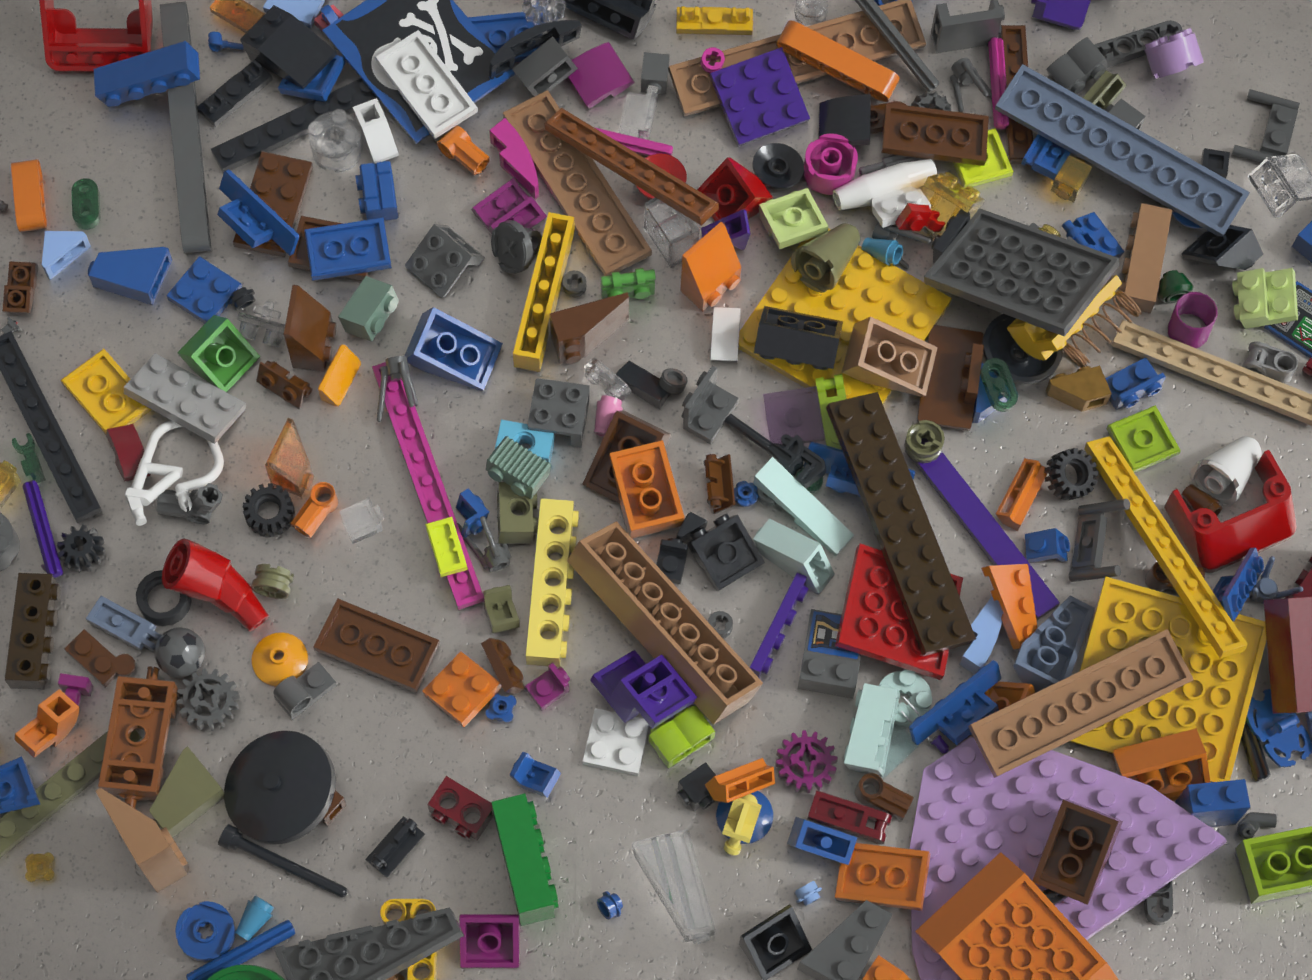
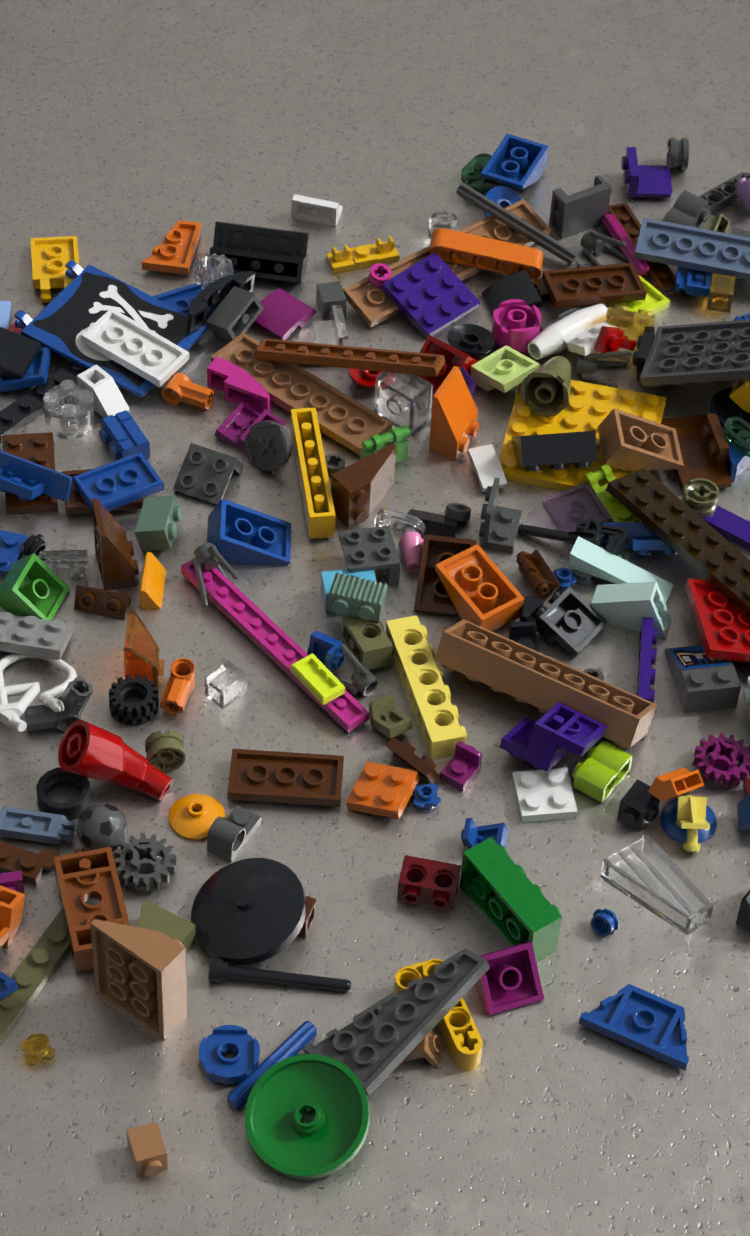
camera: 20 degrees left, 20 degrees down
(254, 917) = (272, 1027): dark azure cone -> none
(395, 846) = (380, 931): black hinge -> none
(884, 250) = (593, 375): dark azure cone -> none

